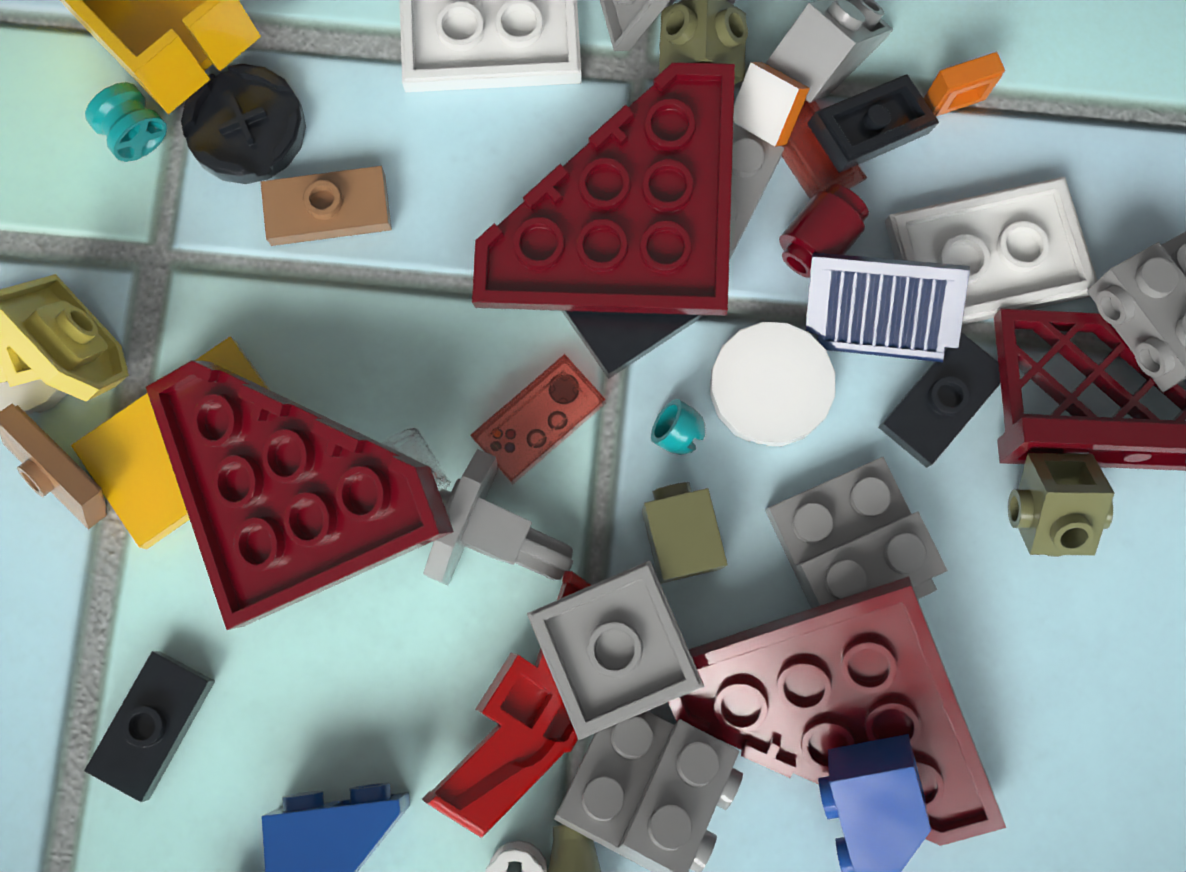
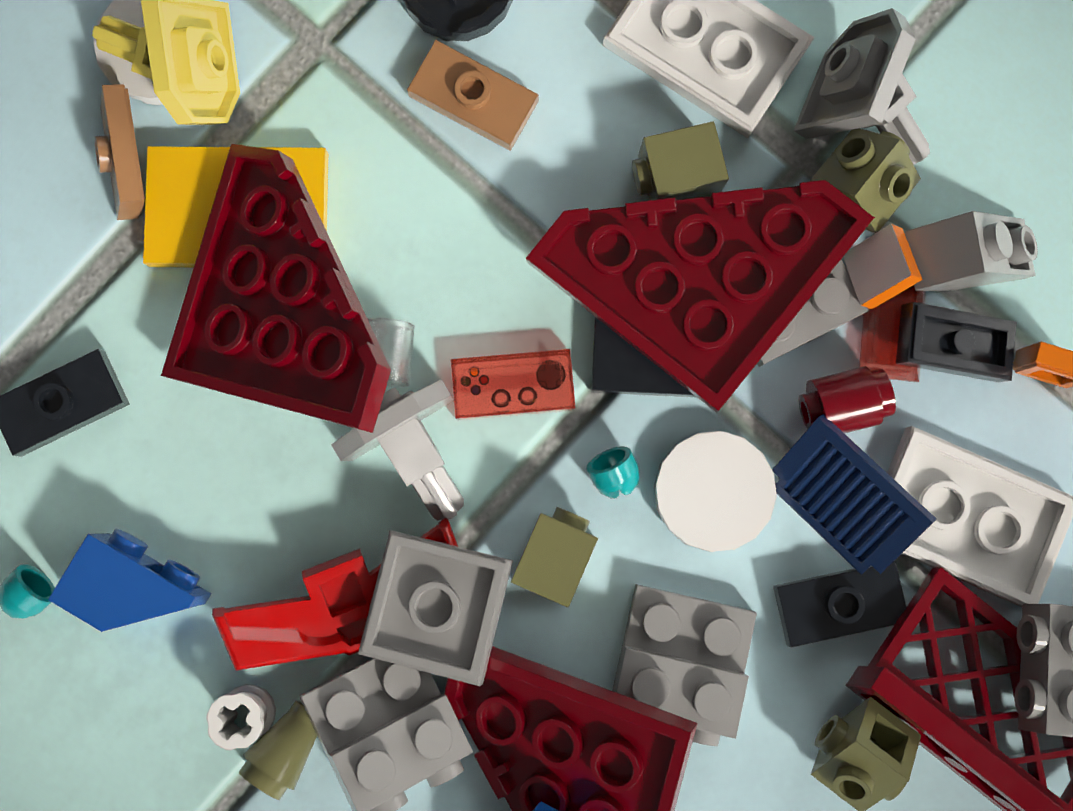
camera: 35 degrees right, 5 degrees up
(542, 136) = (681, 164): none -> olive brick

